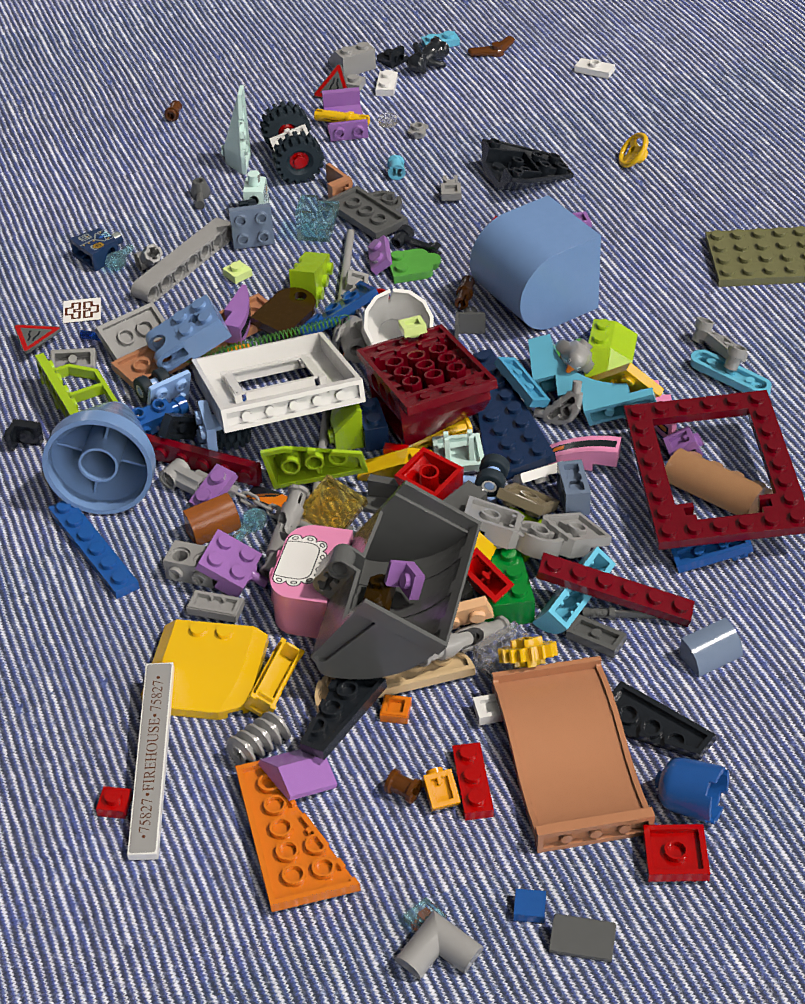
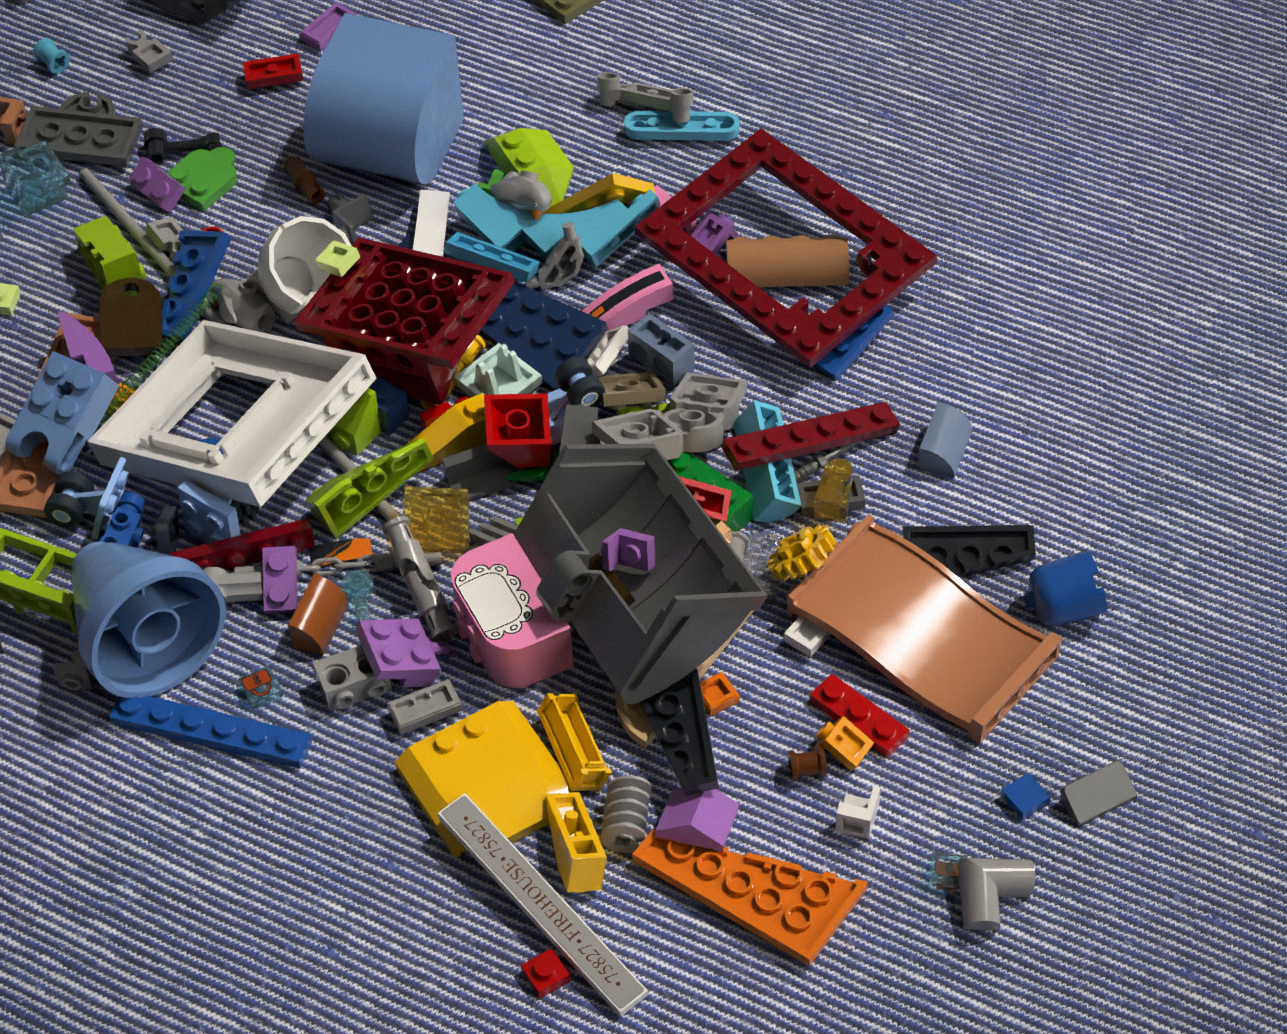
camera: 40 degrees left, 10 degrees up
(142, 541) = (260, 687): none -> tile
(208, 736) = (575, 843): none -> yellow slope
(403, 841) = (857, 814): none -> white panel
(509, 347) = (431, 222): none -> white tile
(593, 629) = (831, 498): none -> clear yellow leg
(676, 853) = (1100, 660): red plate -> none

